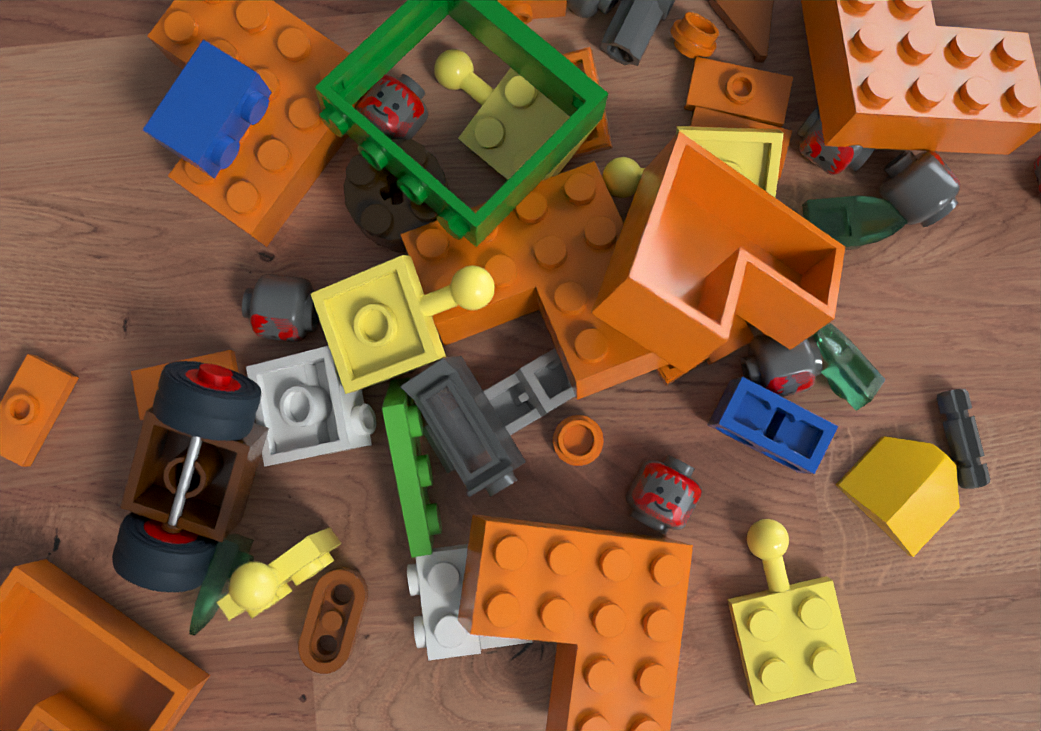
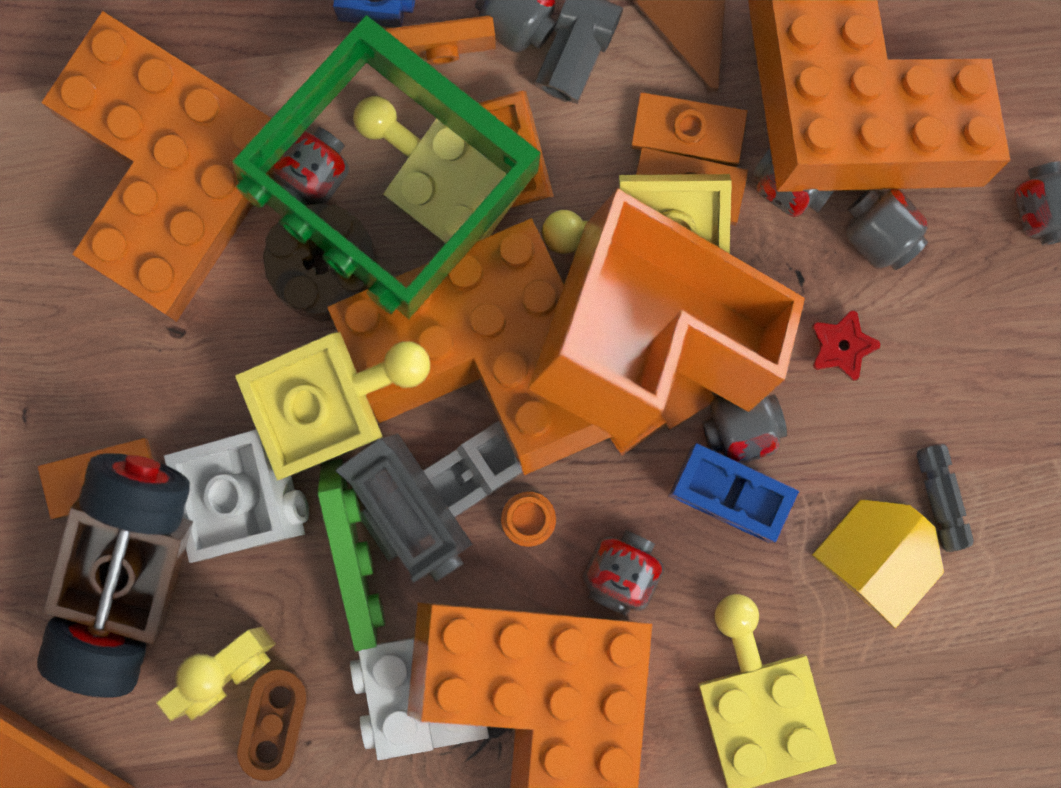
camera: 10 degrees left, 0 degrees up
(209, 109) = (120, 187): blue brick -> none
(226, 559) = (154, 677): clear green plate -> none
(281, 308) = (199, 389): dark grey head -> none
(694, 35) = (638, 69): orange plate -> none
(847, 369) = (816, 427): clear green plate -> none
(854, 219) = (816, 266): clear green plate -> none
(859, 295) = (832, 356): none -> red plate

